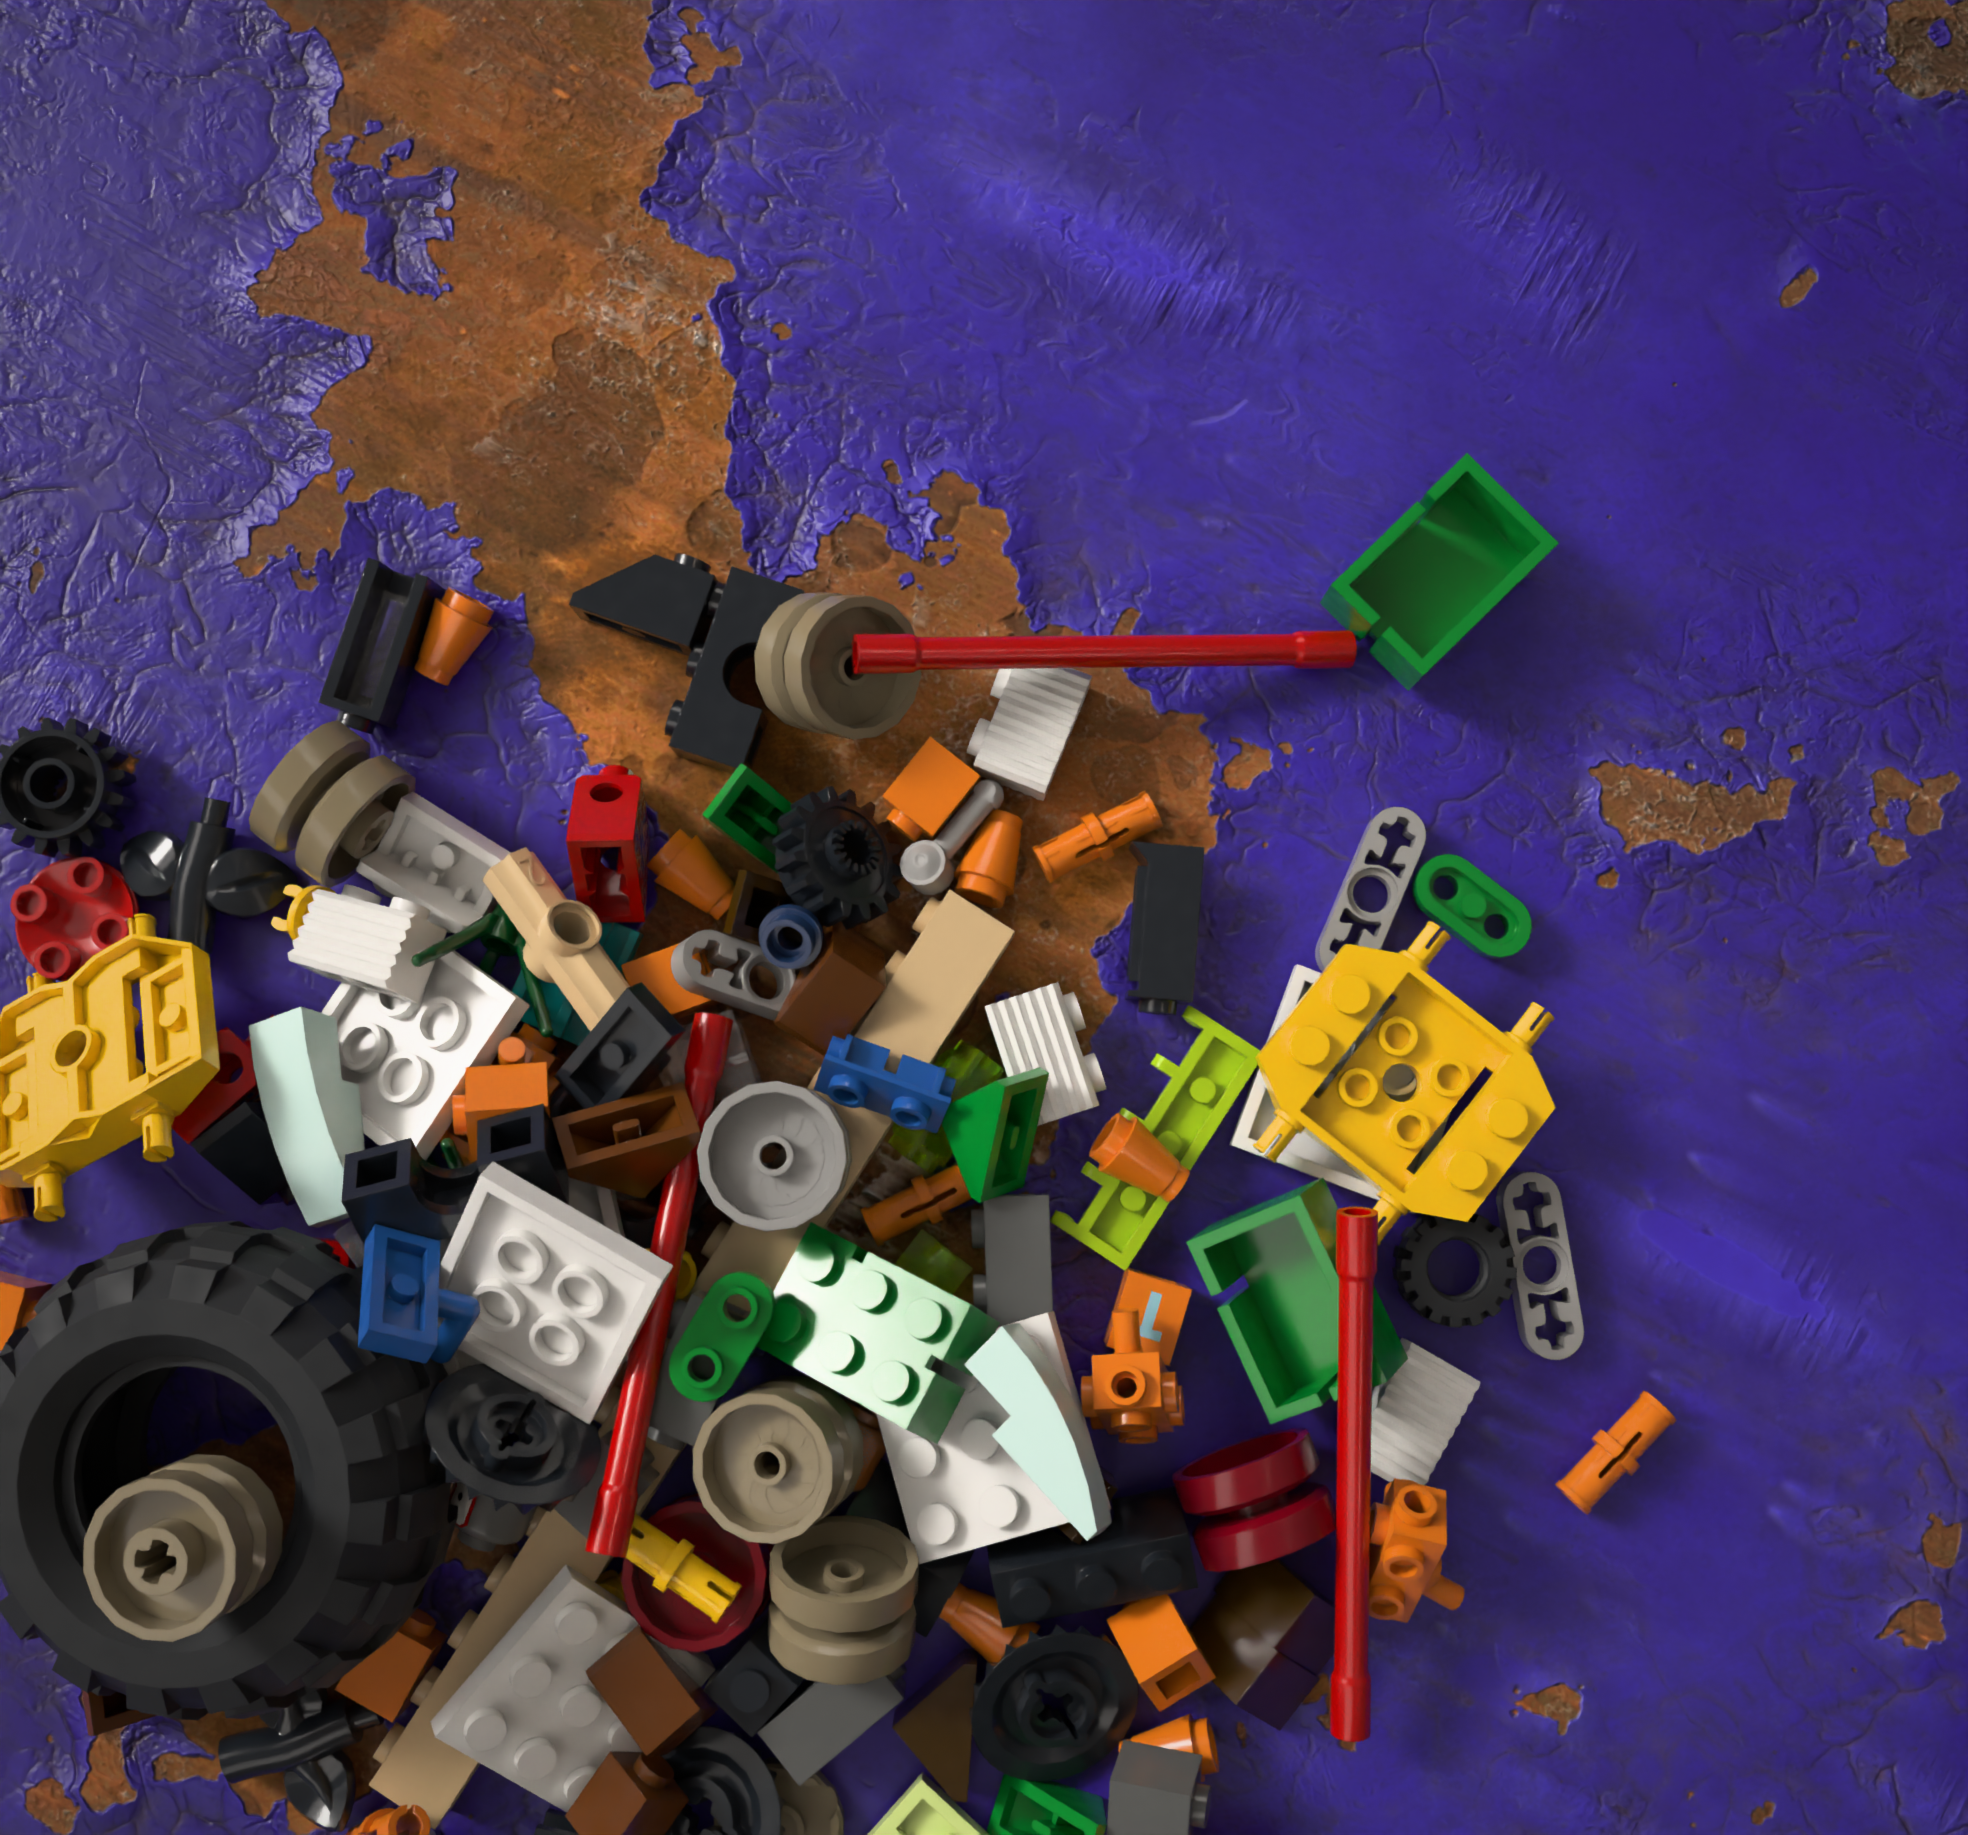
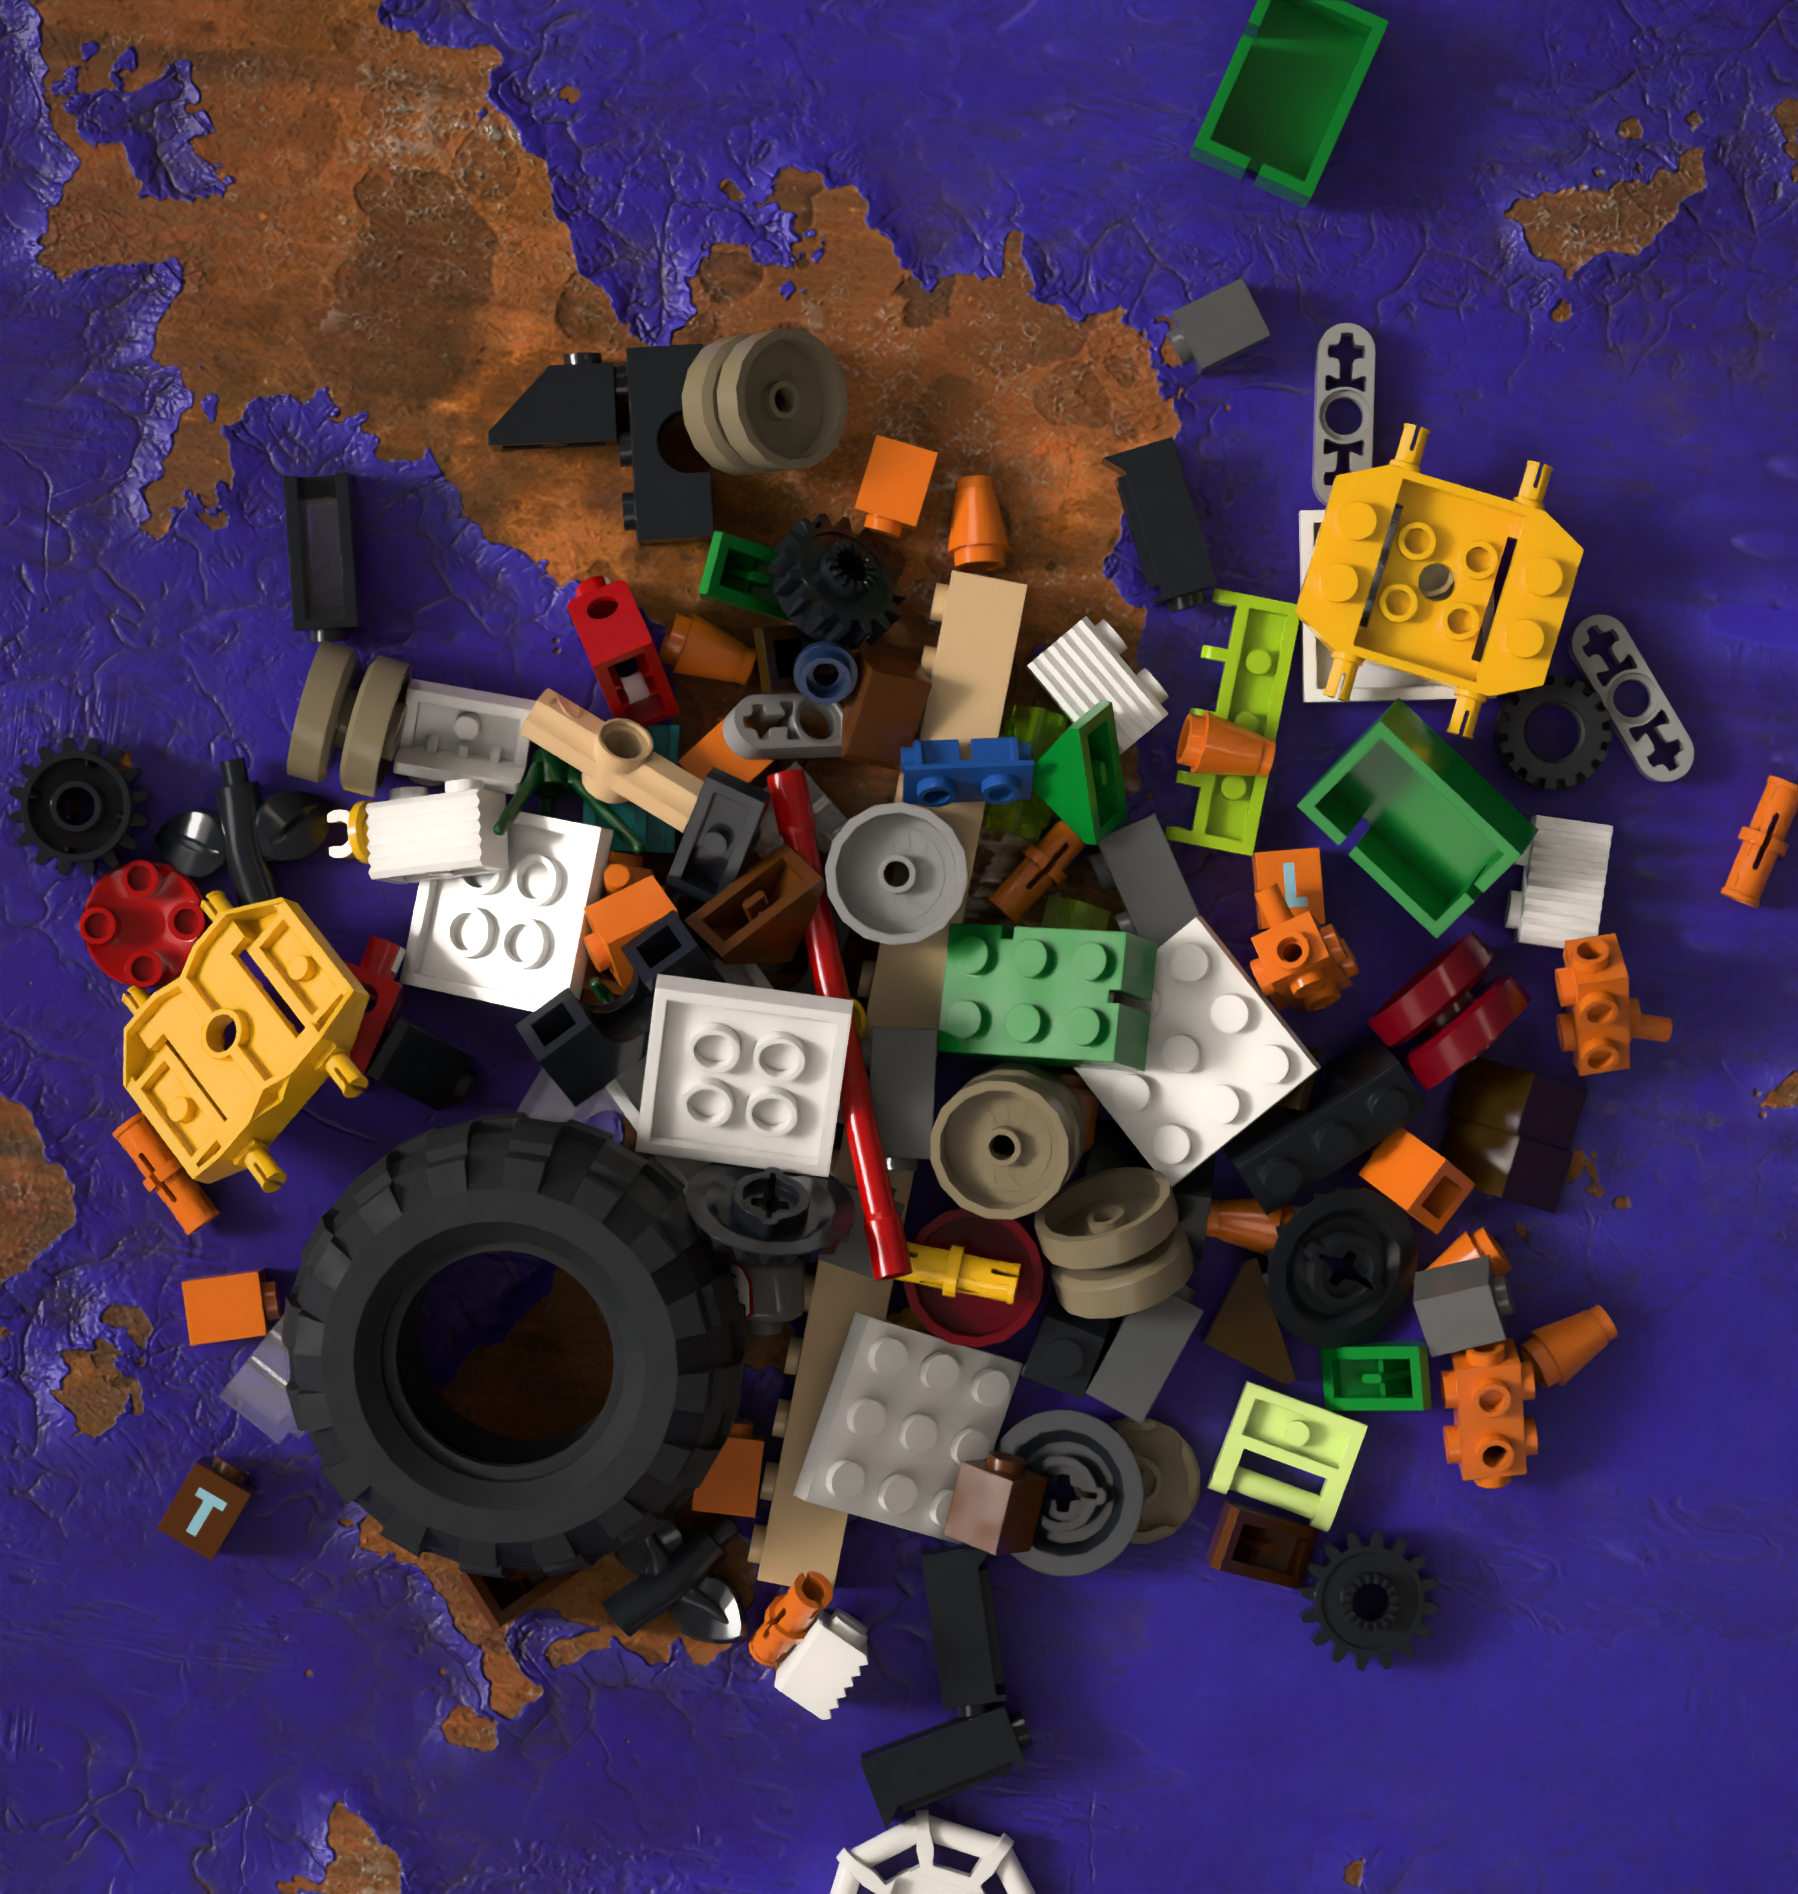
camera: 20 degrees left, 5 degrees up
(182, 1547) = (521, 1424): dark tan wheel -> none
(308, 1107) = (457, 1007): light aqua slope -> none
(405, 1299) = (628, 1123): blue plate -> none
(452, 635) = (383, 516): orange cone -> none
(650, 1693) = (976, 1394): reddish brown slope -> none
(722, 1337) = (916, 1050): green plate -> none
(912, 653) = (834, 367): red piece -> none
(929, 863) = (921, 553): light grey piece -> none
(1028, 727) = (962, 383): white brick -> none
(1043, 1427) = (1231, 1013): light aqua slope -> none
(1097, 836) = (1067, 464): orange pin -> none
(1286, 765) = (1217, 328): none -> dark grey brick
(1356, 1271) = (1455, 767): red piece -> none
(1472, 902) = (1441, 390): green plate -> none

